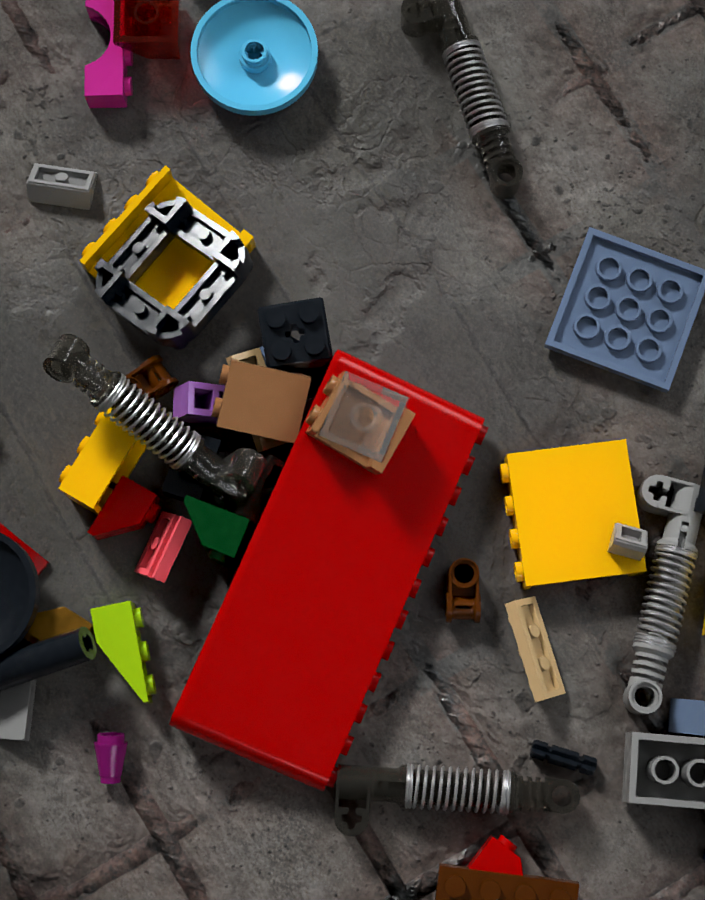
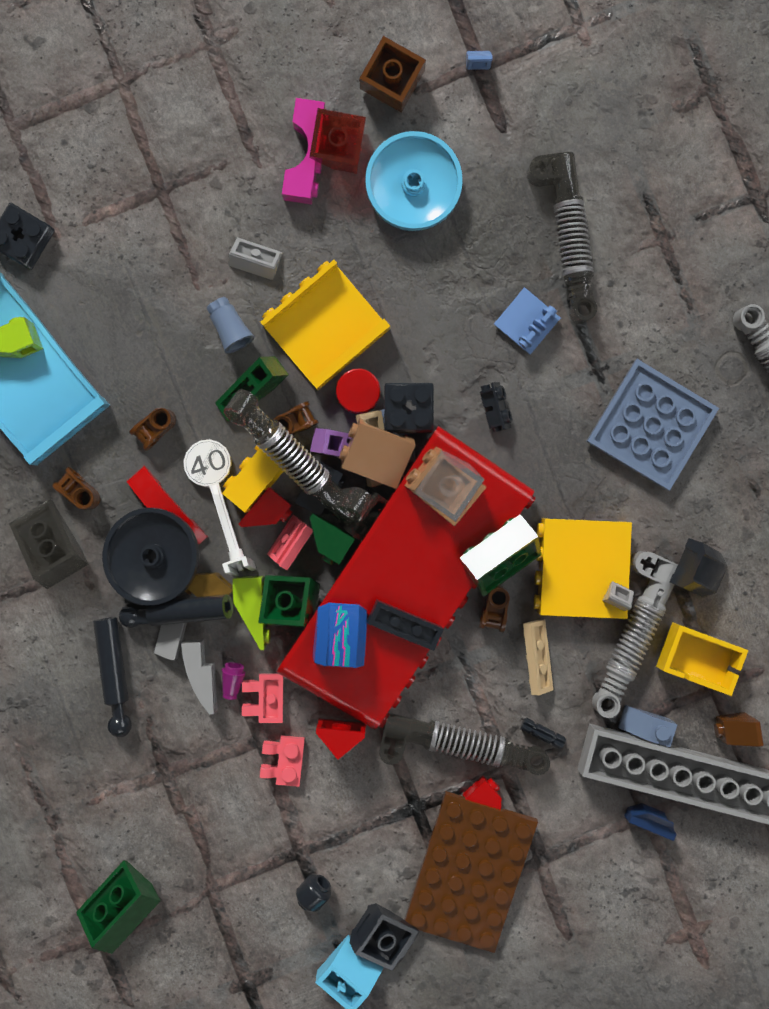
camera: 10 degrees right, 10 degrees up
(34, 466) = (208, 465): none -> white piece
(39, 275) = (229, 325): none -> sand blue plant
(63, 754) = (200, 674): none -> light grey slope
(98, 329) = (258, 379): none -> dark green slope
(164, 222) = (307, 319): black plate -> none
(168, 773) = (270, 698): none -> coral plate
(172, 622) = (288, 600): none -> dark green slope
(210, 861) = (289, 762): none -> coral plate
(228, 333) = (358, 391): none -> red head
(250, 652) = (340, 635): none -> blue slope
(275, 806) = (340, 735): none -> red slope
(339, 626) = (405, 625): none -> black plate
(410, 309) = (496, 398): none -> black hinge
(435, 204) = (527, 320): none -> medium blue hinge
(455, 509) = (501, 554): none -> slope

